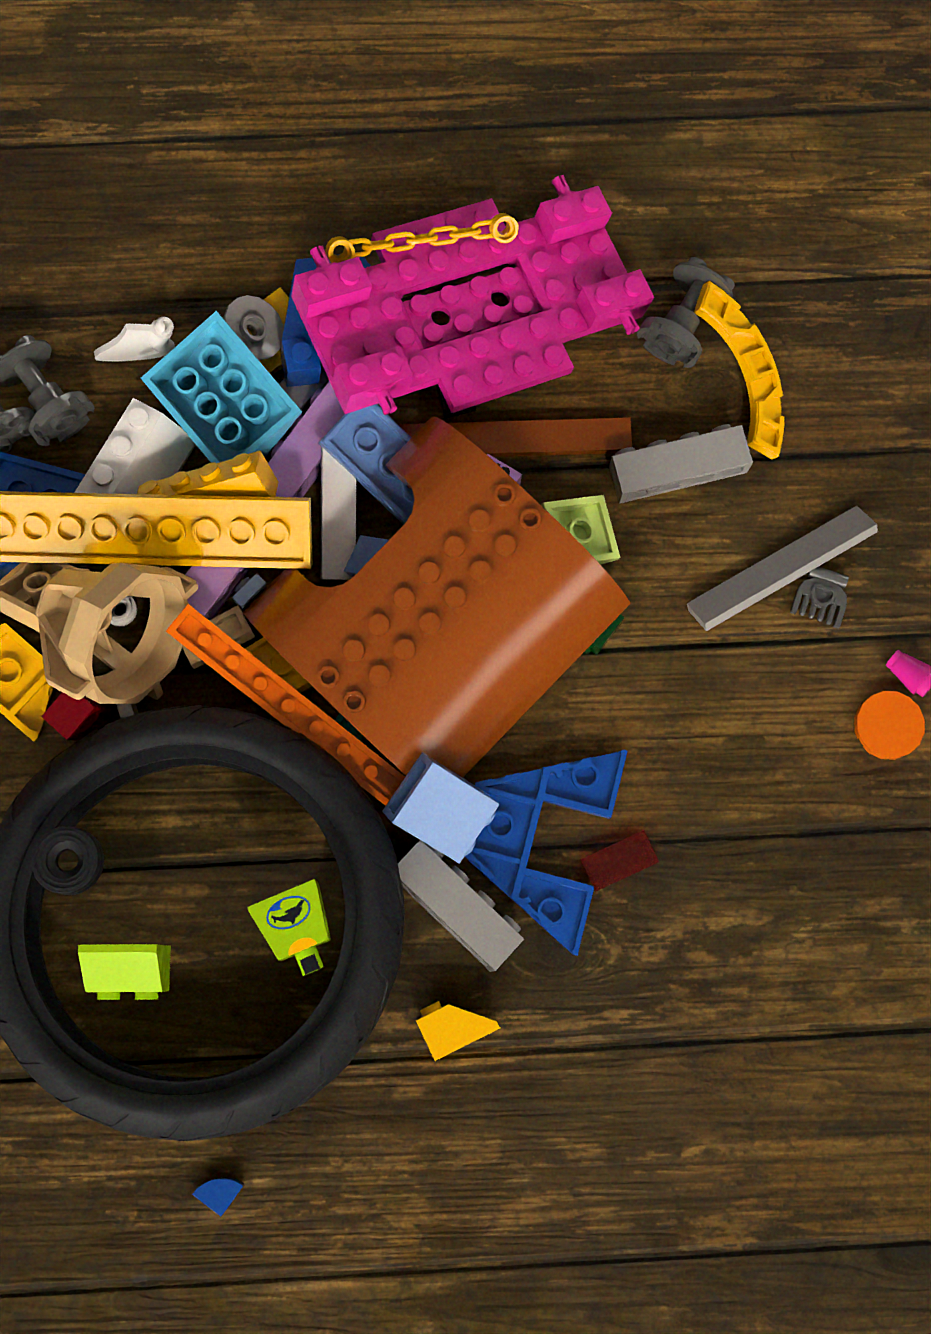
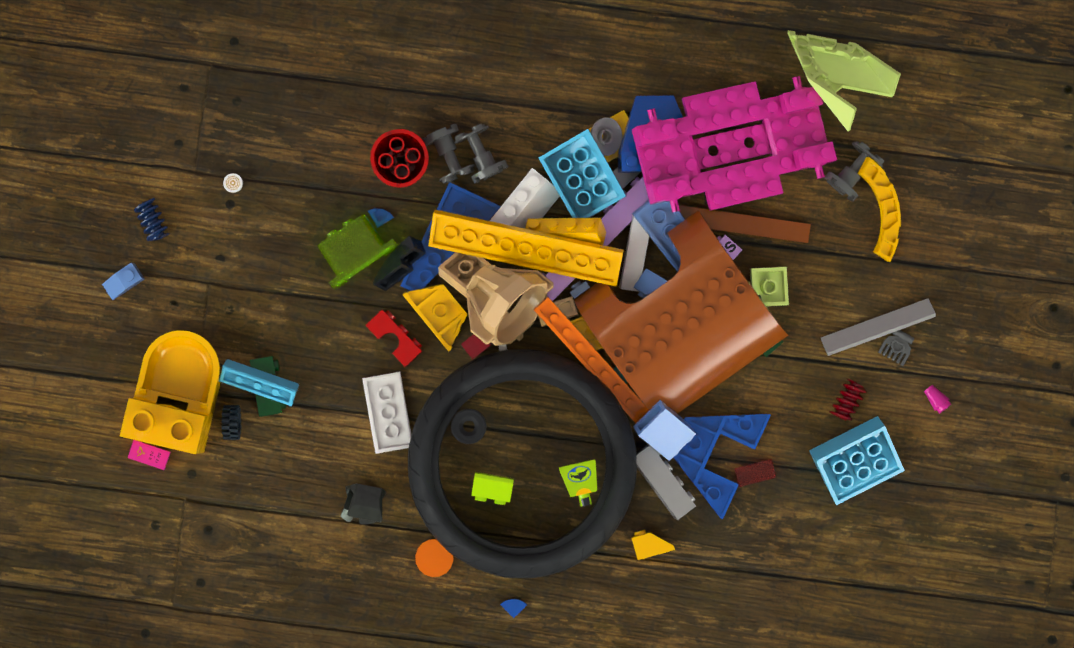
camera: 10 degrees right, 10 degrees up
(54, 1131) = (433, 558): none -> orange tile
(139, 342) = (549, 132): white arm -> none
(504, 236) = (757, 106): yellow piece -> none
(643, 165) = (839, 66): none -> yellowish green windscreen
(680, 463) = (833, 257): light grey brick -> none
(757, 701) = (848, 401): none -> dark red piece
(797, 804) = (857, 460): none -> medium azure slope
(889, 725) = (918, 425): orange tile -> none

